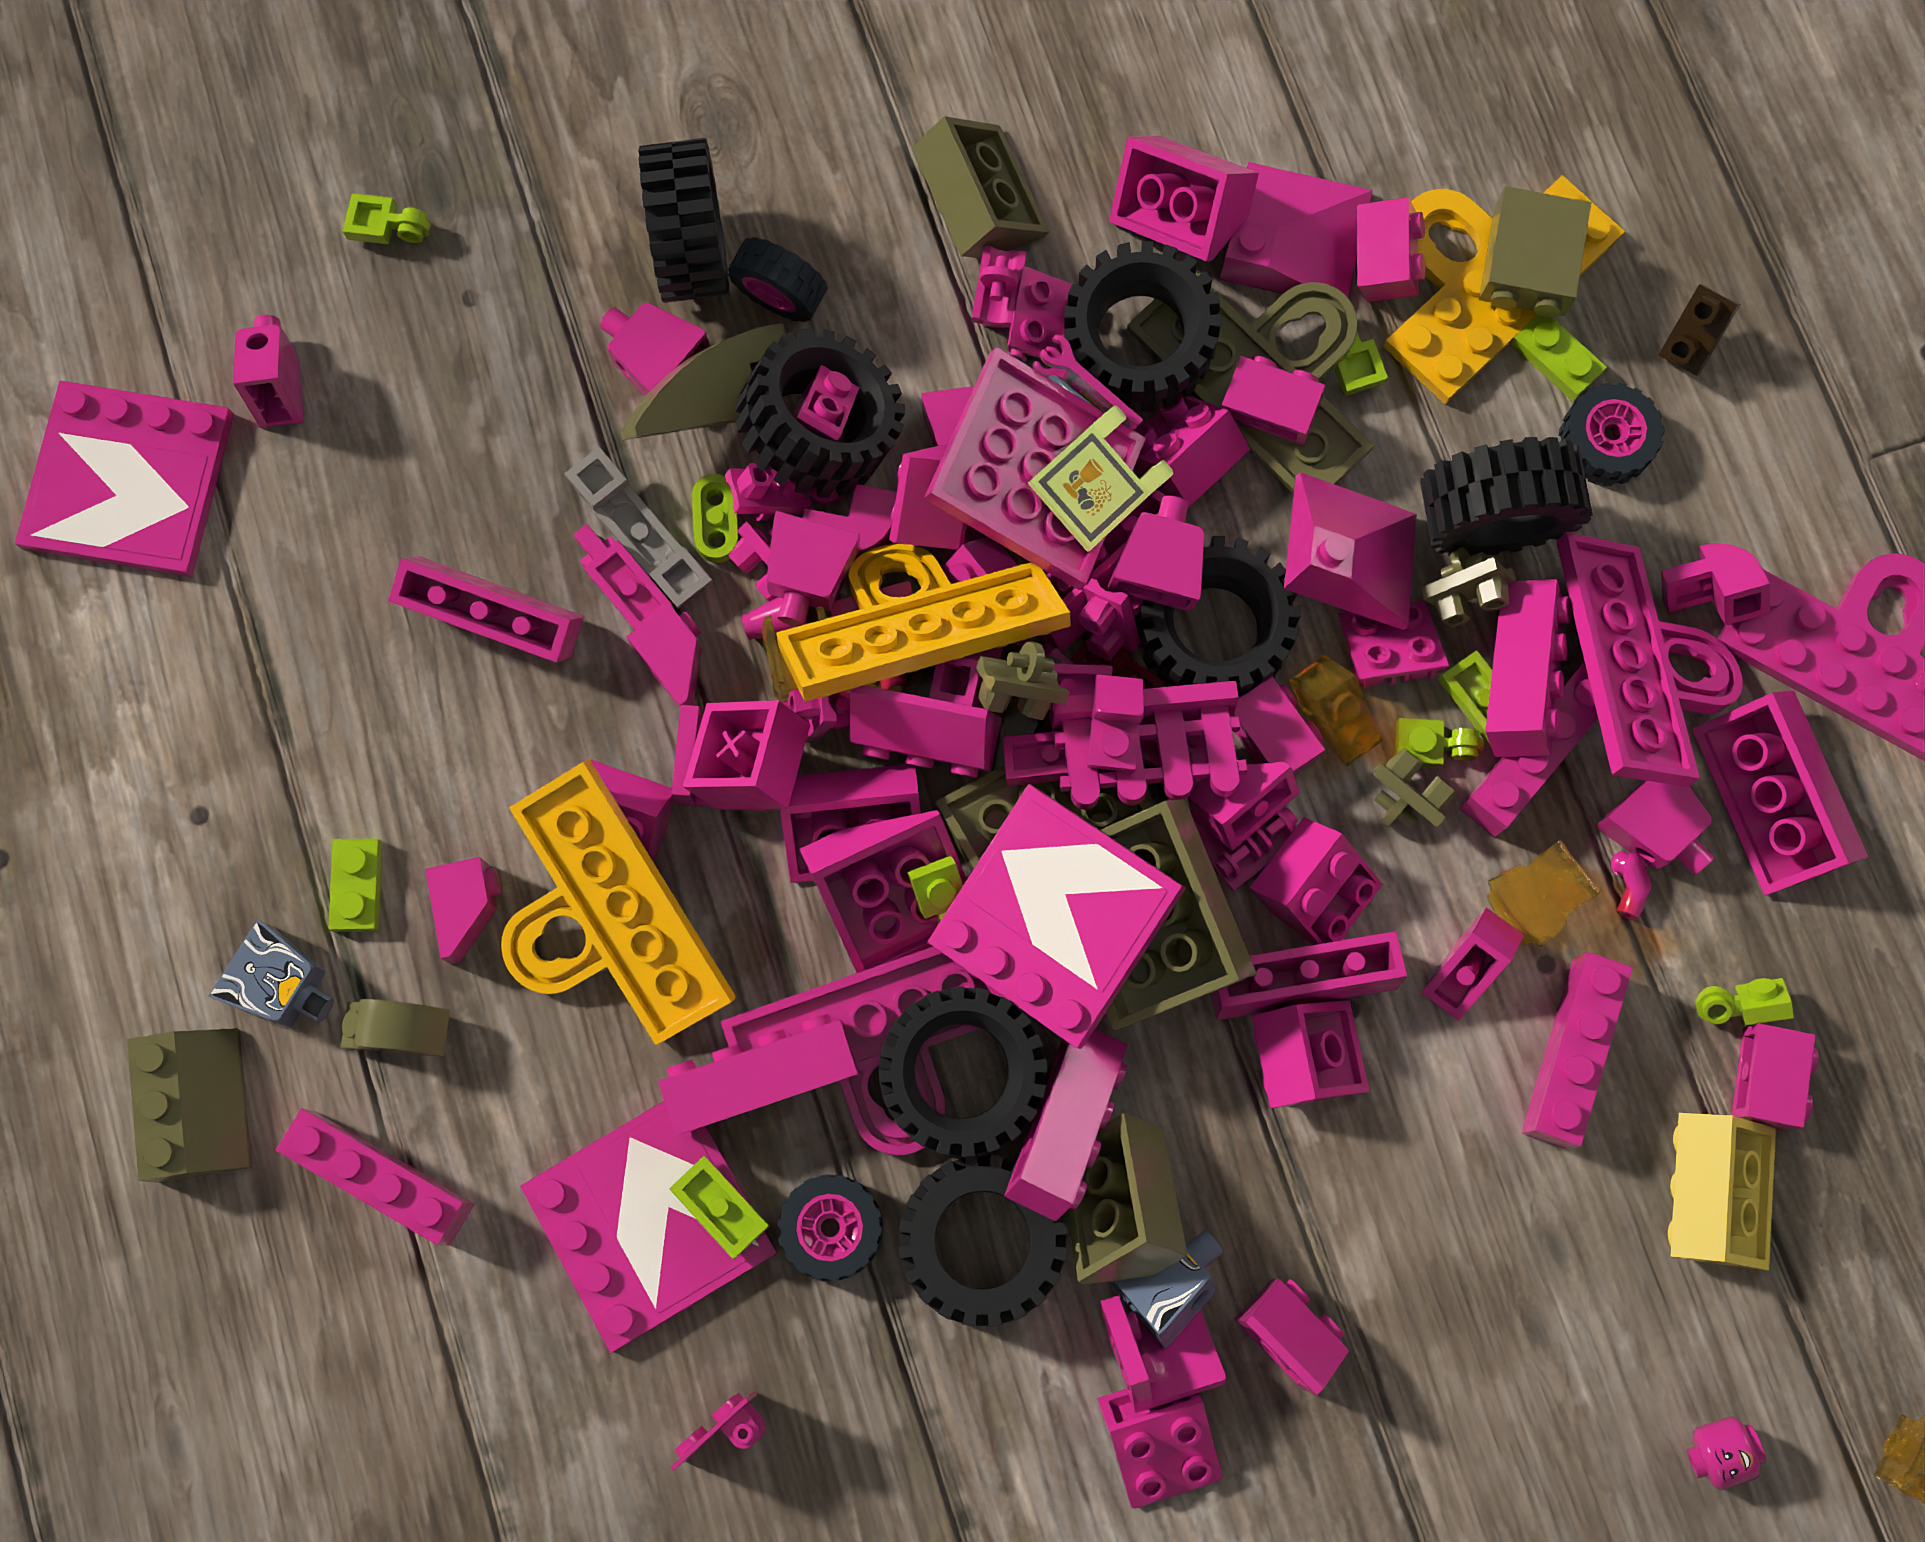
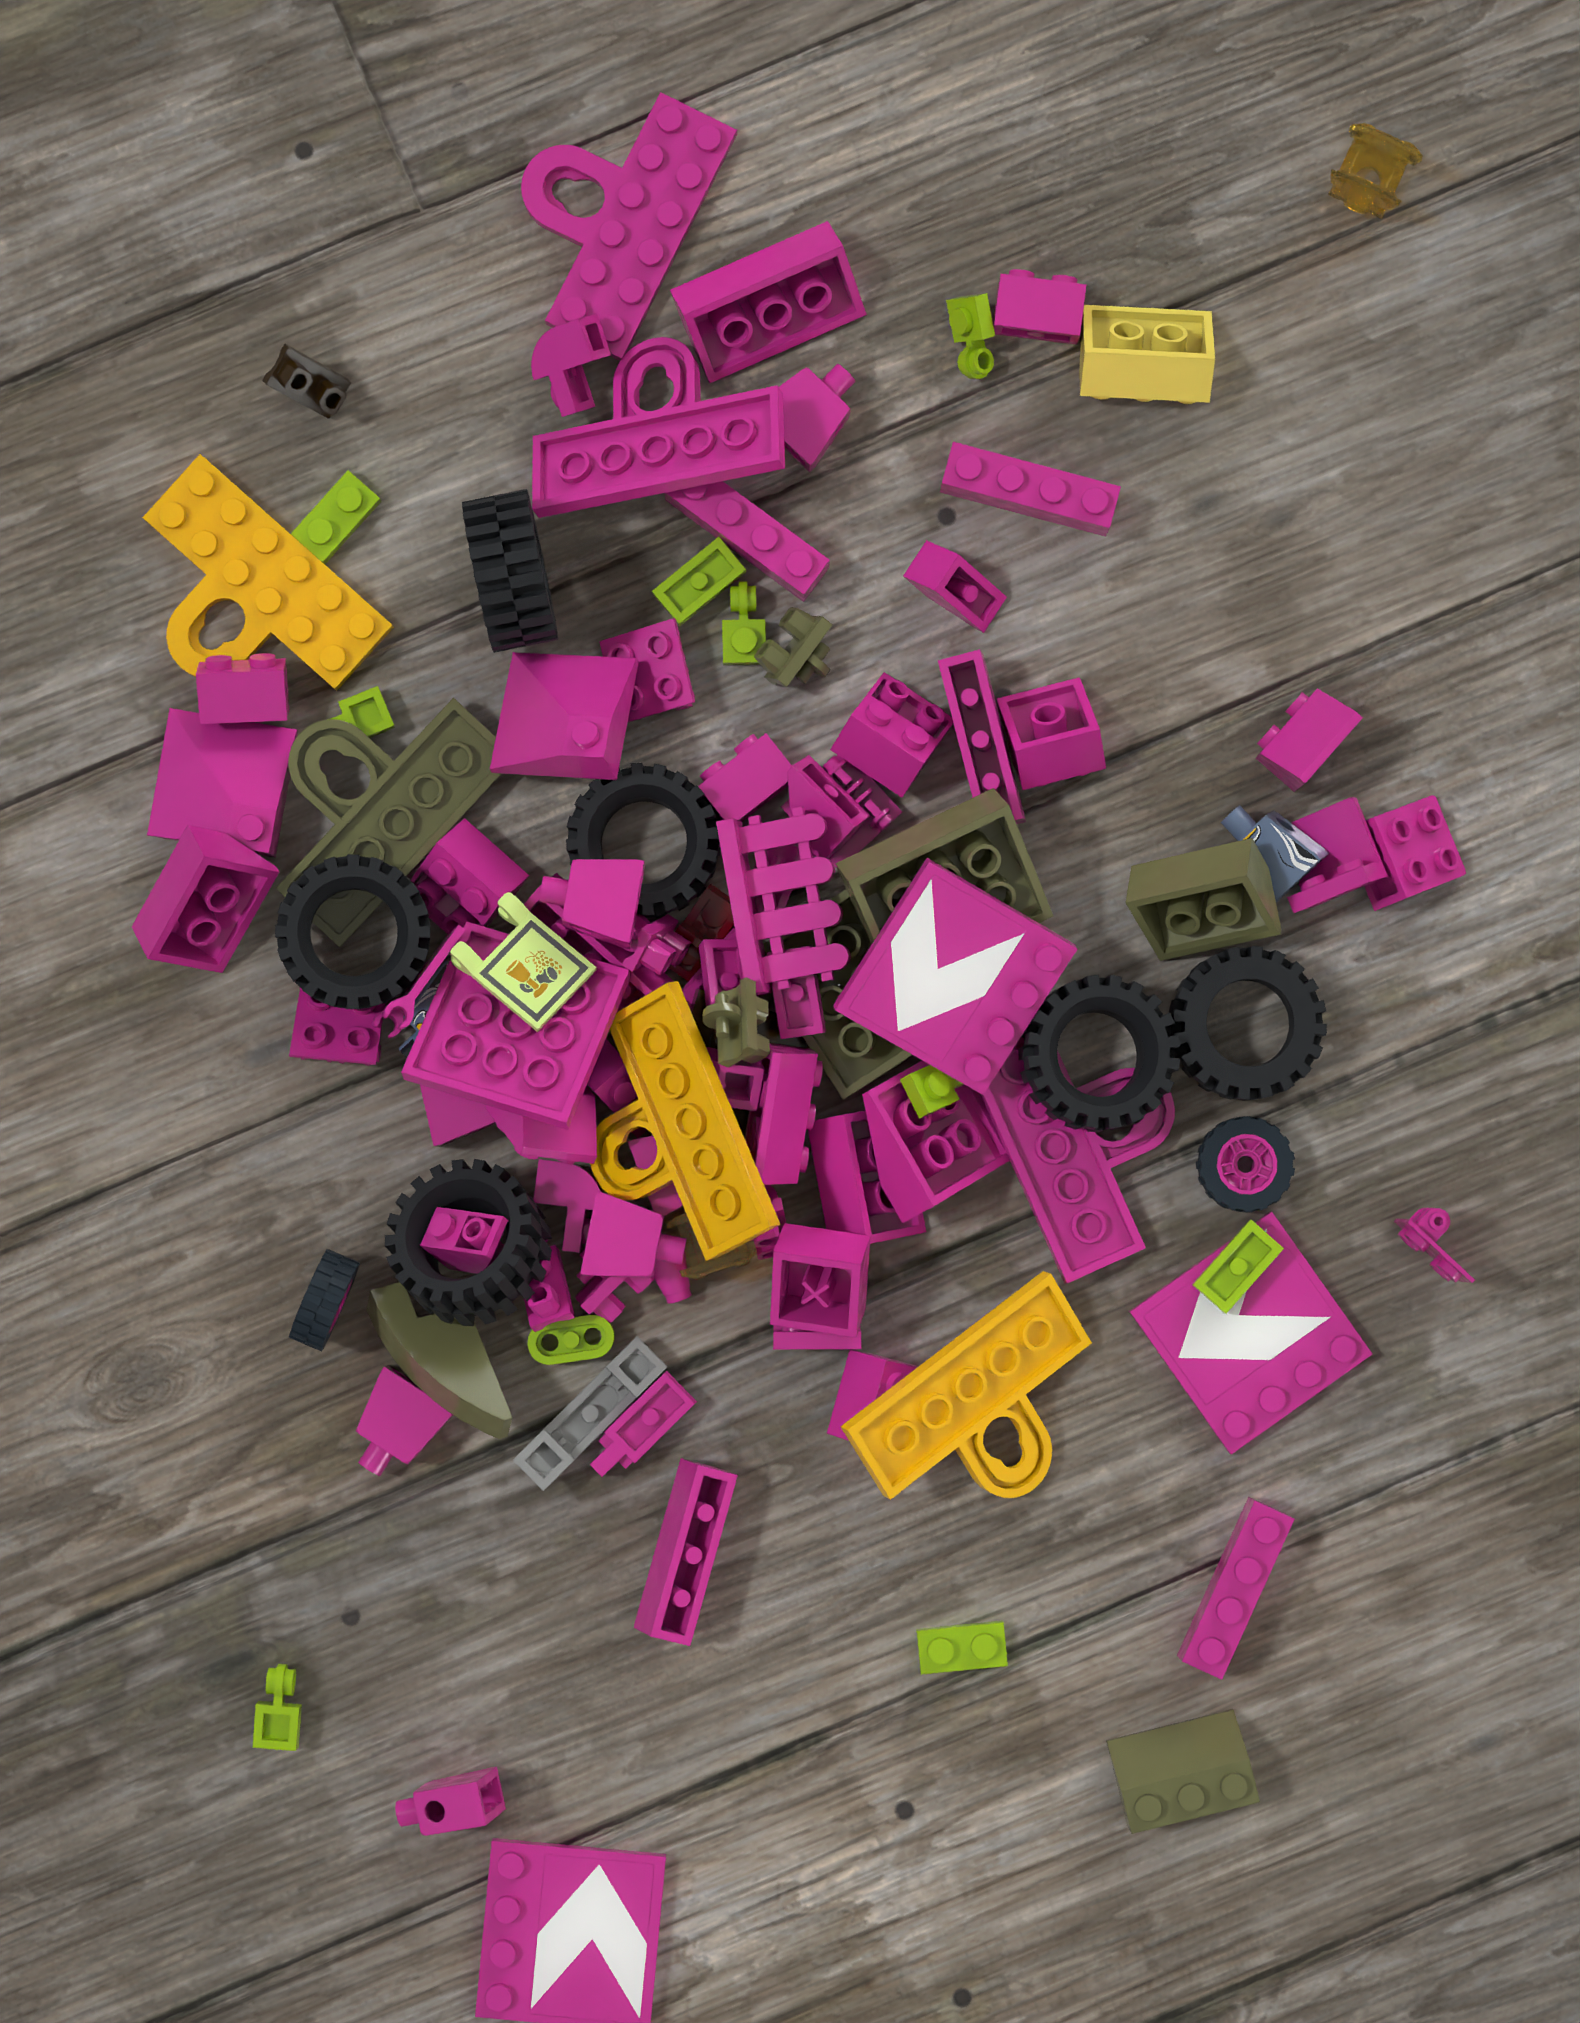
camera: 95 degrees left, 10 degrees up
(273, 979) = (1060, 1709): sand blue torso -> none
(395, 1027) = (1097, 1588): olive brick -> none
(461, 904) = (973, 1541): dark pink slope -> none
(670, 652) = (714, 1367): dark pink slope -> none
(683, 220) = (276, 1397): black tyre -> none
(758, 1076) = (1118, 1241): dark pink brick -> none
(978, 186) = (200, 1106): olive slope -> none
(997, 287) = (309, 1079): dark pink hips -> none
(1066, 1126) = (1143, 953): dark pink brick -> none
(1115, 723) = (768, 932): dark pink slope -> none
(1273, 399) = (418, 798): dark pink brick -> none
(1337, 708) = (719, 723): clear yellow slope -> none
(1465, 580) = (589, 584): olive hips -> none
(1527, 670) = (673, 545): dark pink brick -> none
(1535, 252) = (241, 546): olive brick -> none
(1541, 894) = (887, 525): clear yellow piece -> none
(1634, 426) = (407, 442): black wheel -> none
(1637, 883) = (863, 434): dark pink arm -> none
(1726, 1453) = (1376, 351): dark pink head -> none

